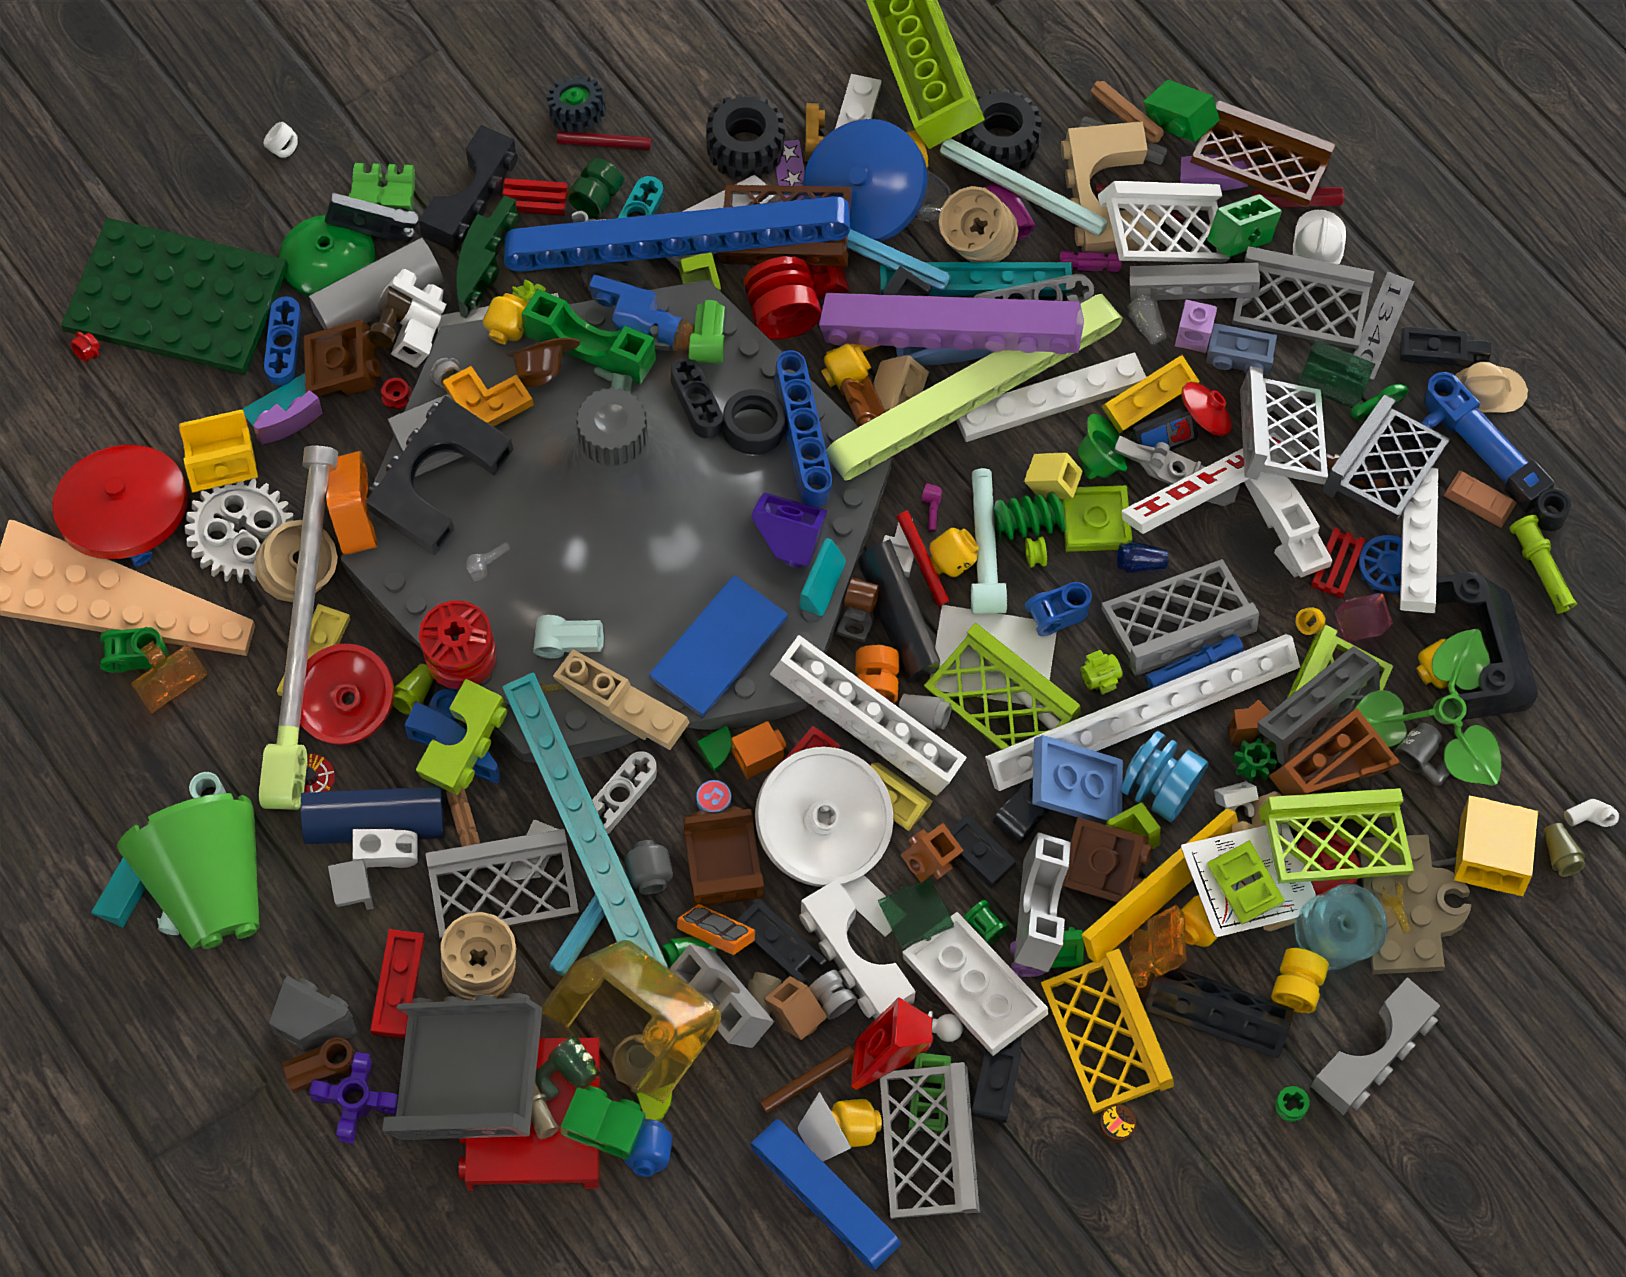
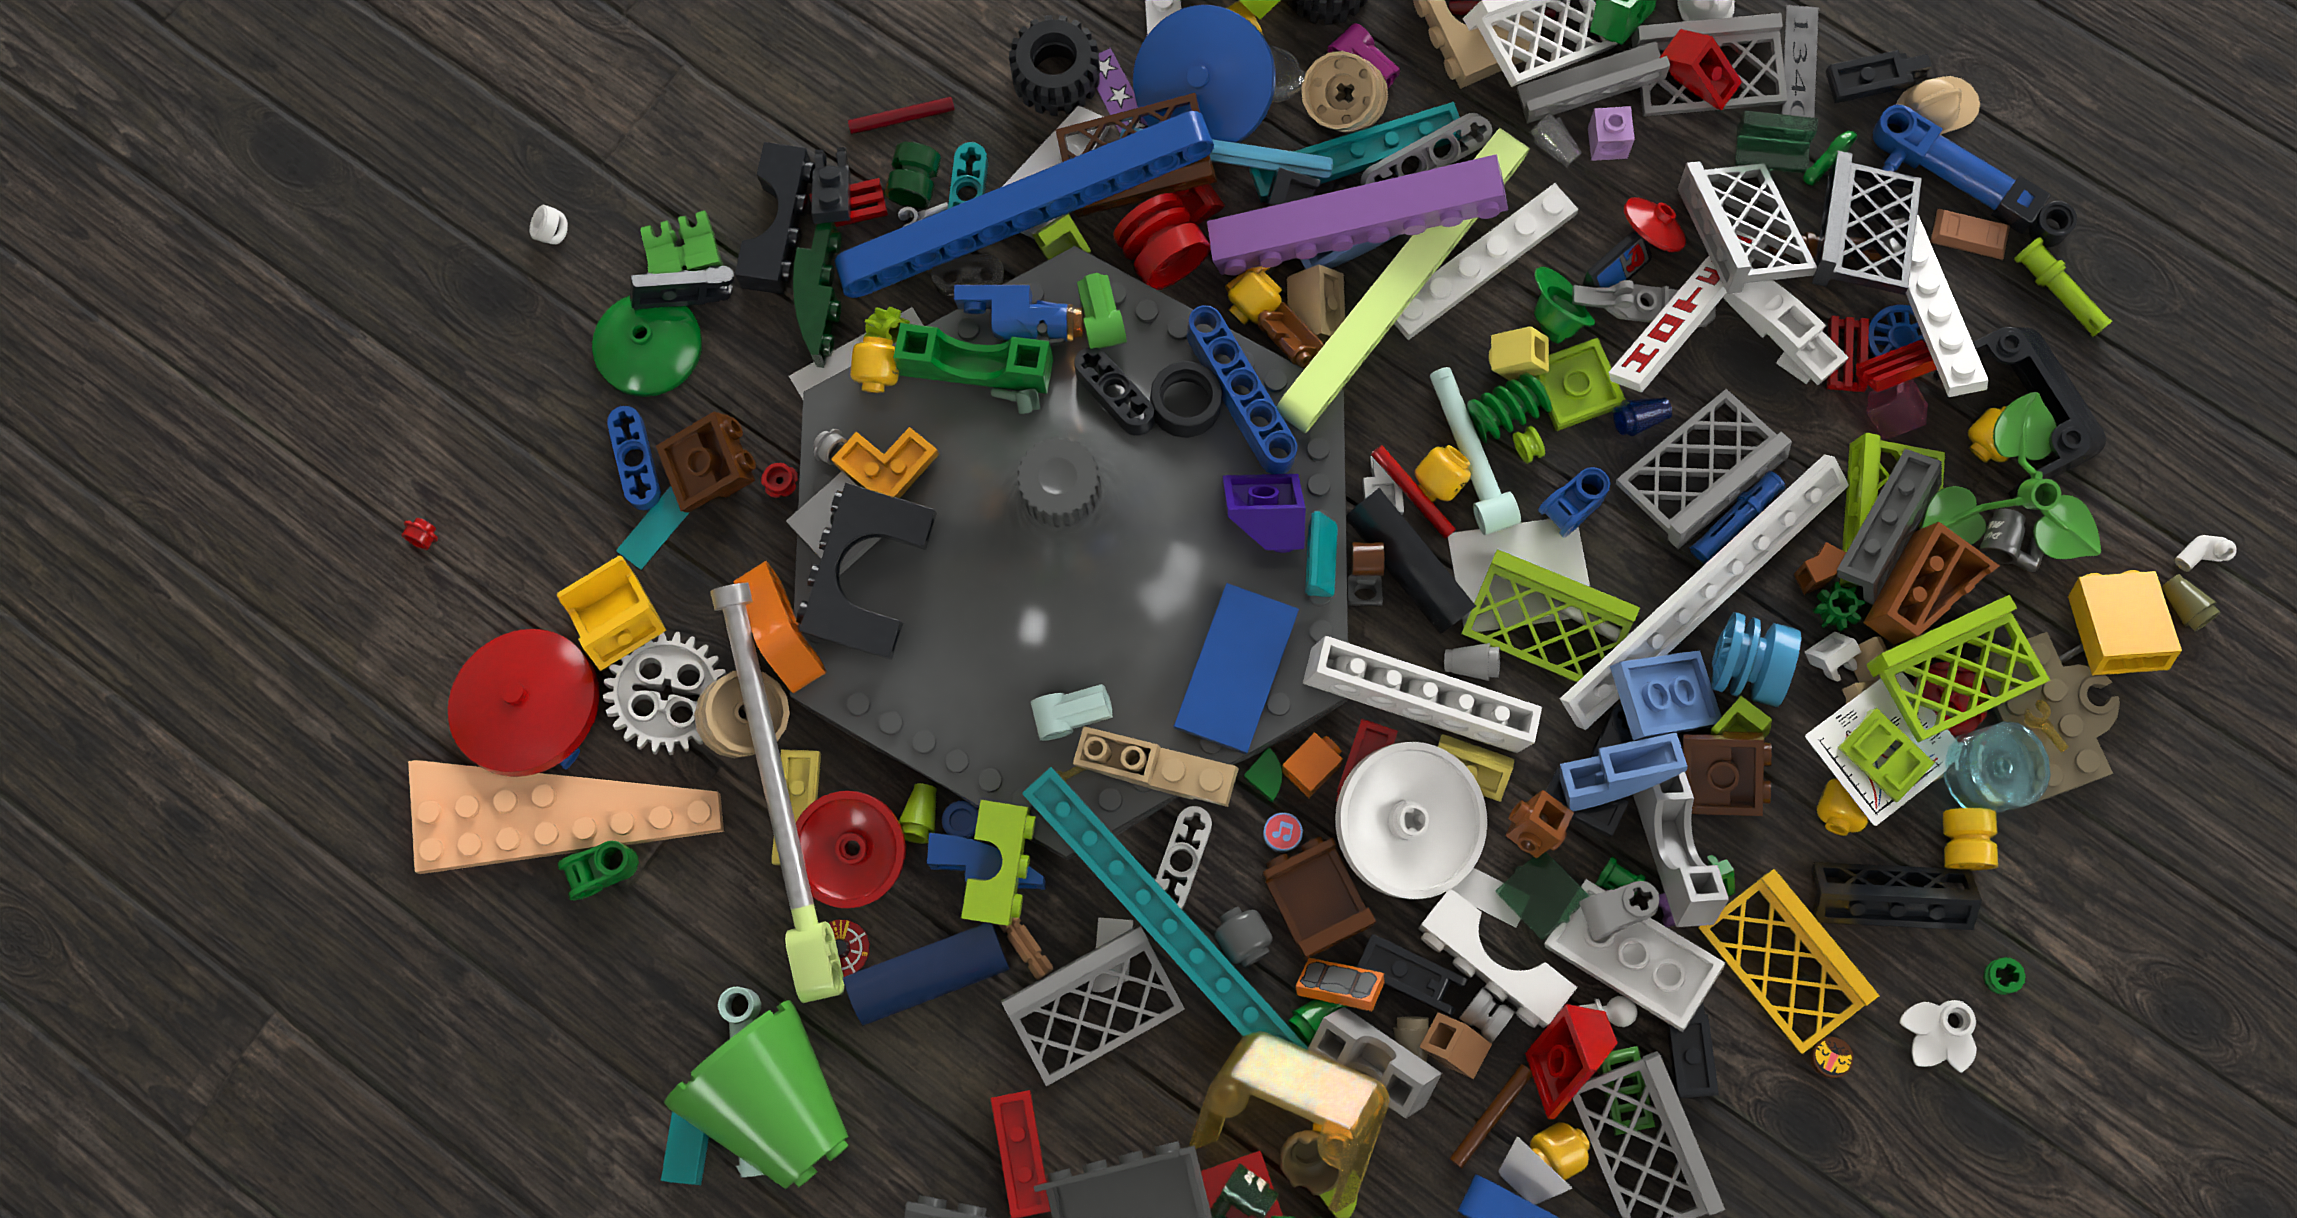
camera: 10 degrees left, 10 degrees up
(168, 676) = (648, 887): clear orange plate -> none
(175, 295) = (497, 443): dark green plate -> none
(278, 423) = (663, 556): medium lavender slope -> none
(350, 884) = (932, 1062): light grey panel -> none
(359, 293) = (716, 365): light grey brick -> none
(385, 847) = (952, 1007): white leg -> none
(415, 310) = (771, 382): white hips -> none
(468, 657) = (979, 766): red wheel -> none
(477, 563) = (943, 657): clear hand -> none
(478, 938) = (1090, 1079): tan wheel -> none
(523, 177) = (831, 188): none -> black hinge
(541, 361) = (932, 408): reddish brown piece -> none
(576, 103) = (857, 83): black wheel -> none
(578, 937) = (1193, 1038): medium azure axle -> none
(814, 121) = (1121, 24): pearl gold plate -> none
(878, 669) = (1408, 627): orange wheel -> none
(932, 495) = (1397, 414): magenta hand -> none
(969, 936) = (1612, 911): none -> light grey piece
(1013, 826) = (1621, 771): none -> medium blue slope
(1023, 187) = (1377, 32): light aqua axle -> none
(1091, 260) = (1473, 91): magenta axle -> none
(1101, 672) = (1645, 559): lime gear -> none
(1149, 394) = (1588, 226): yellow plate -> none
(1149, 895) = (1787, 788): yellow tile -> none
(1159, 947) = (1823, 848): clear orange plate -> none
(1215, 1136) = (1936, 1038): none -> white plate
(1240, 349) = (1667, 145): sand blue bracket -> none
(1290, 295) = (1702, 67): none -> red slope
(1305, 616) = (1850, 434): yellow hinge -> none
(1349, 1076) = (2091, 843): light grey arch -> none
(1370, 581) = (1896, 366): none -> red tile

